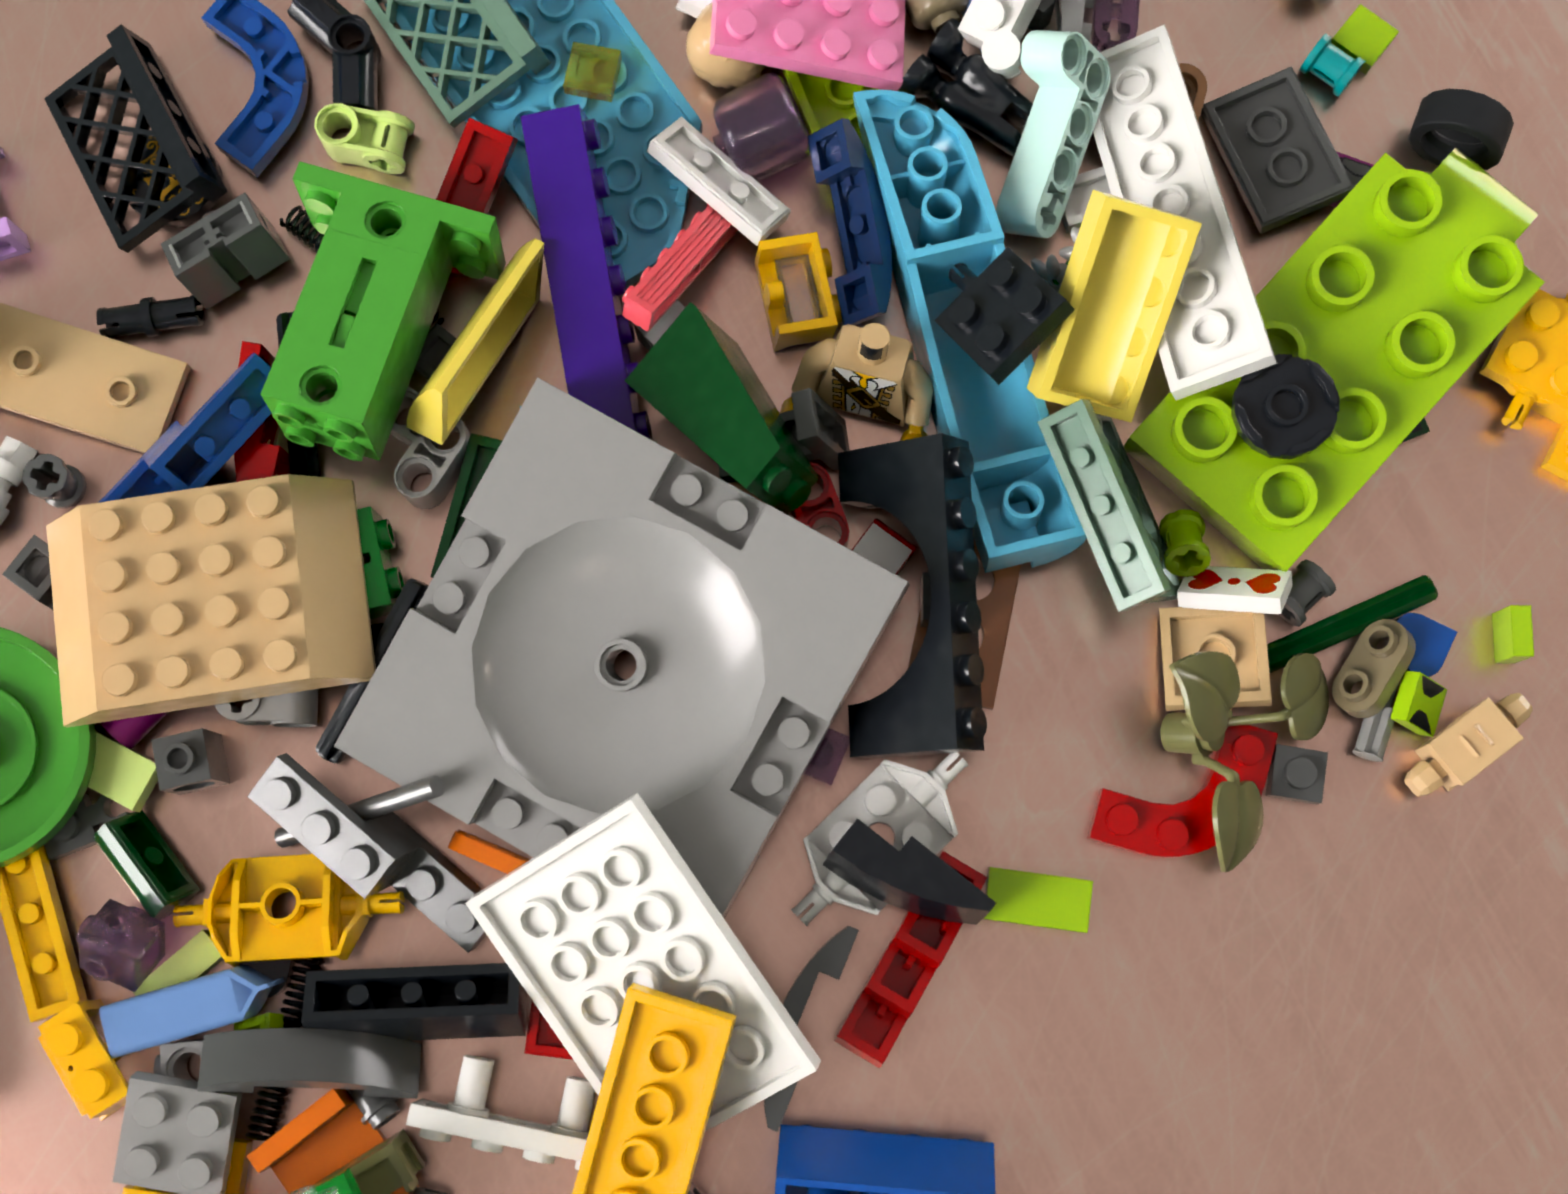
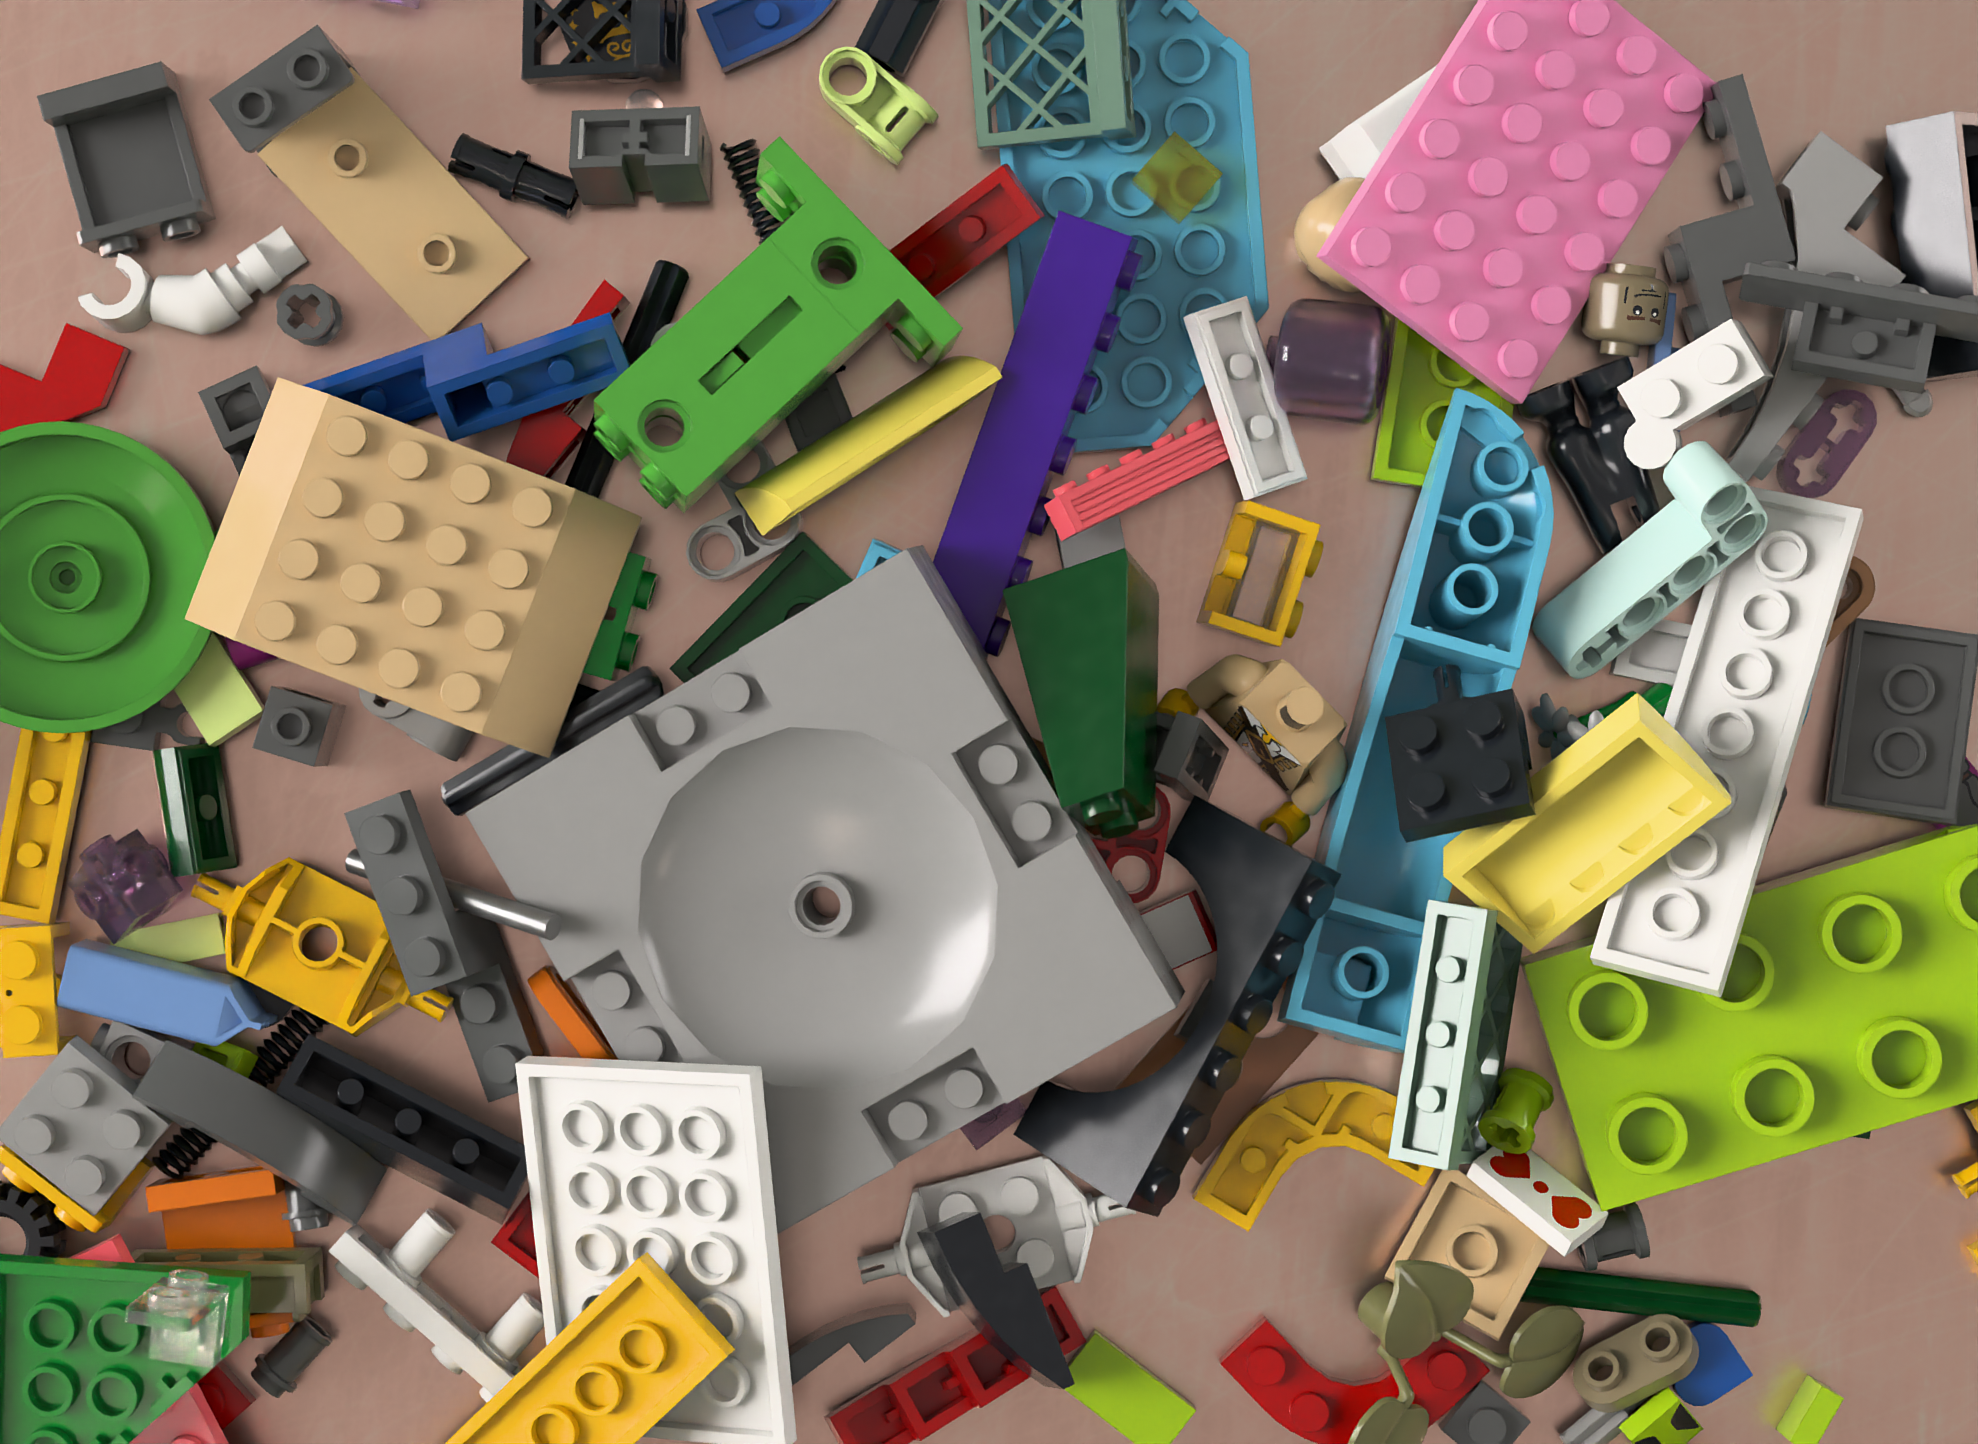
camera: 20 degrees right, 10 degrees up
(861, 220) = (1376, 544): dark blue slope -> none
(1041, 639) = (1290, 1127): none -> yellow plate
(1285, 407) = (1705, 1046): black tile -> none

